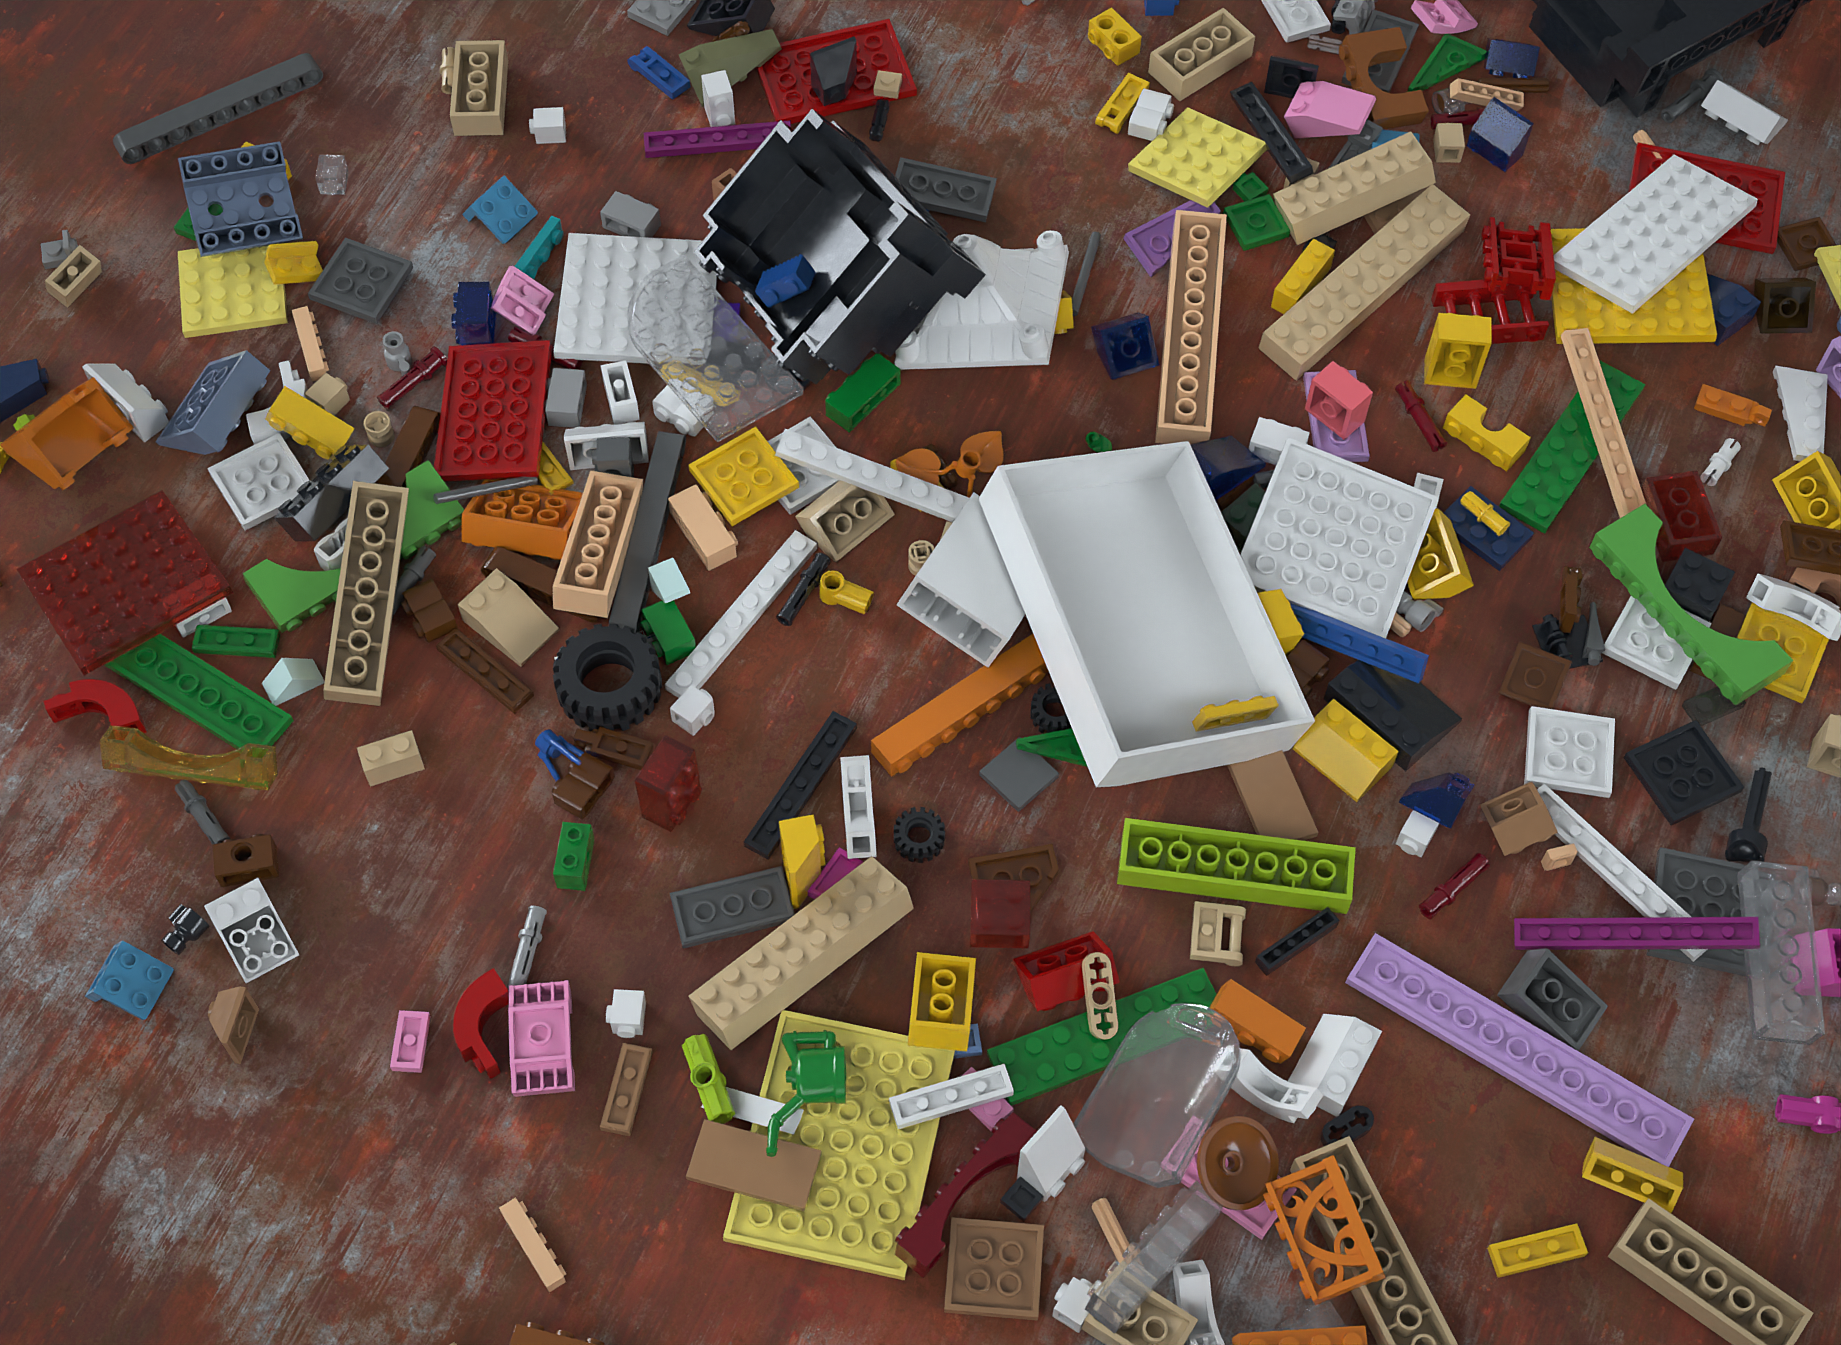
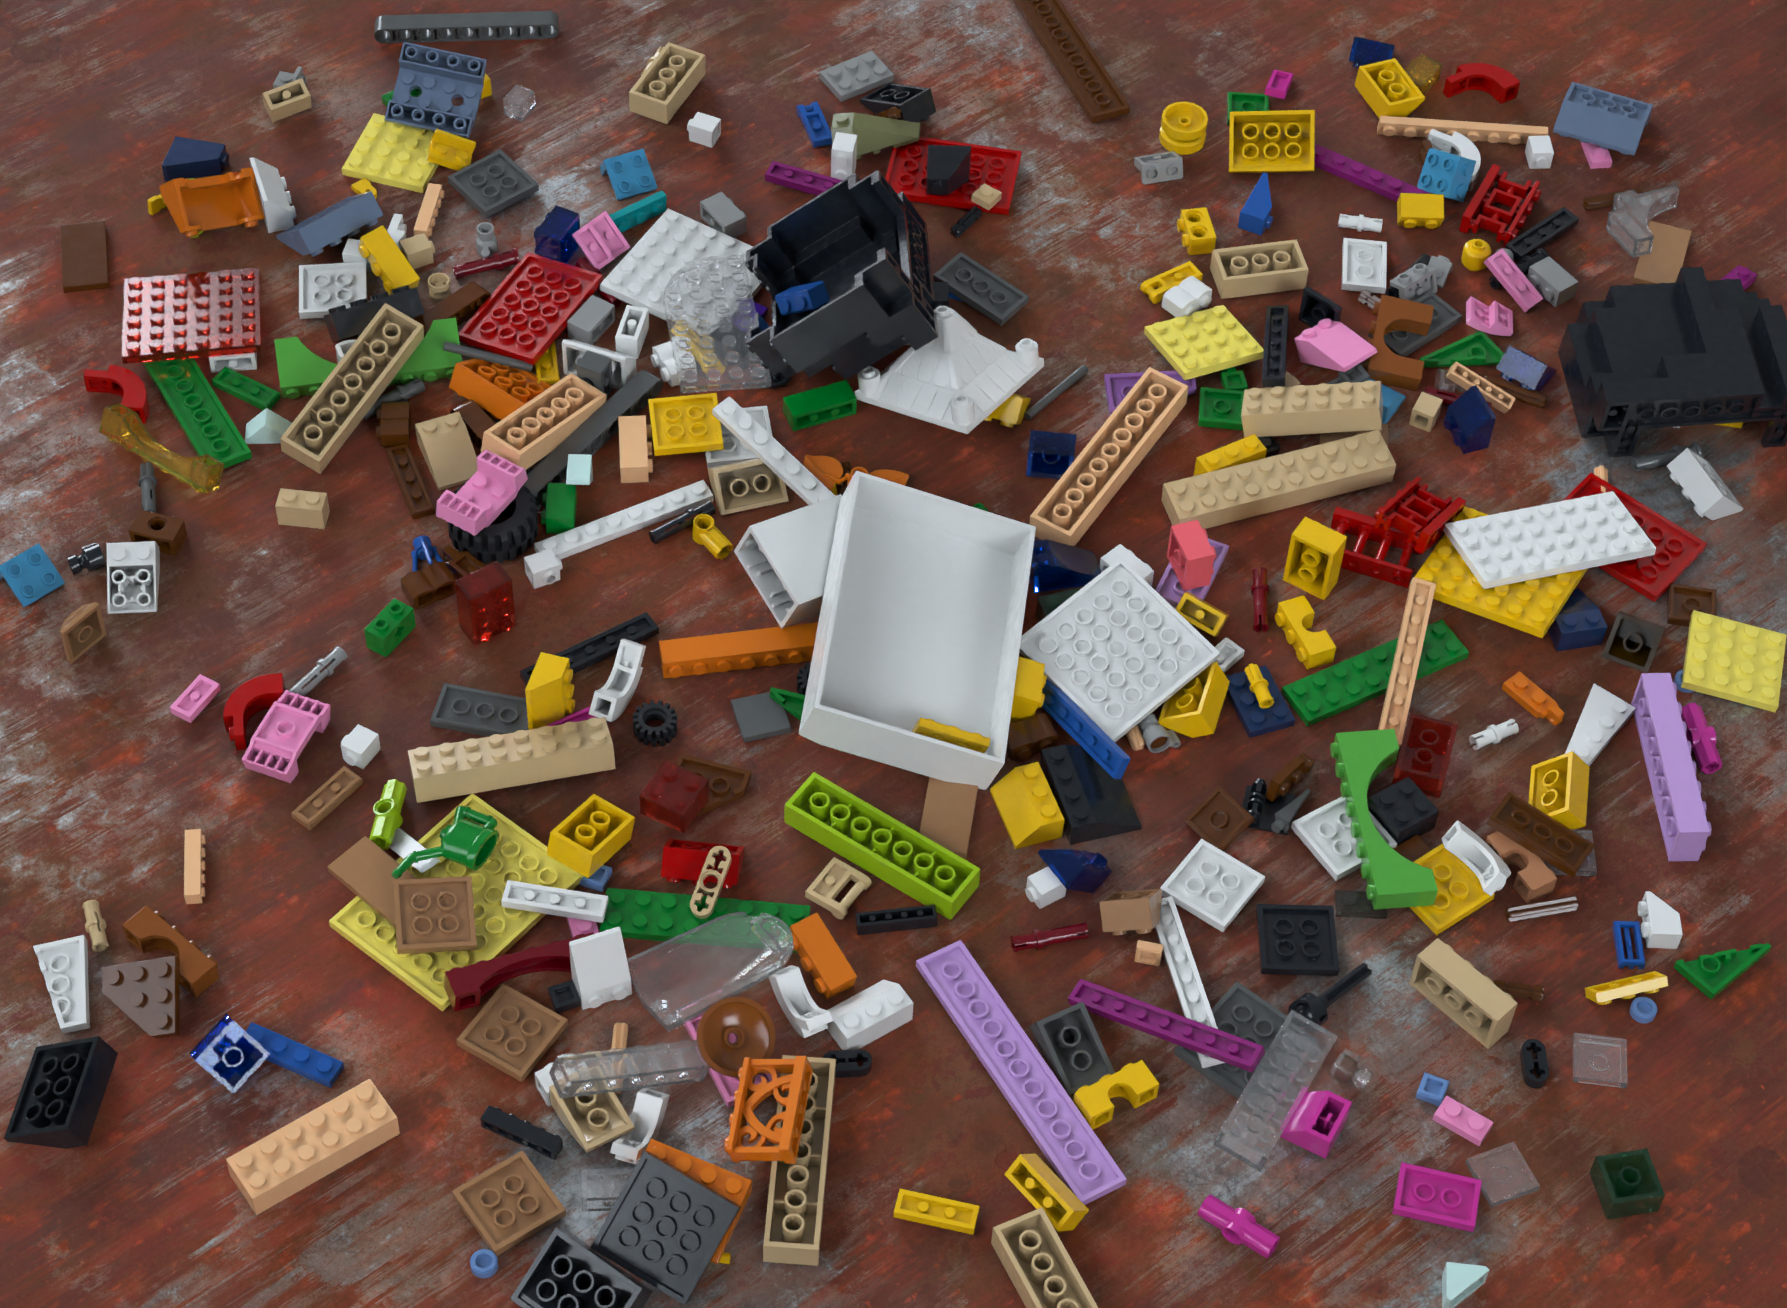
camera: 25 degrees right, 10 degrees down
(218, 344) = (363, 186): none -> yellow piece
(592, 659) = (483, 494): none -> bright pink plate
(838, 1178) = (434, 915): none -> medium nougat plate
(1384, 458) = (1201, 613): none -> yellow brick
(1635, 1009) = (1132, 1082): none -> yellow arch

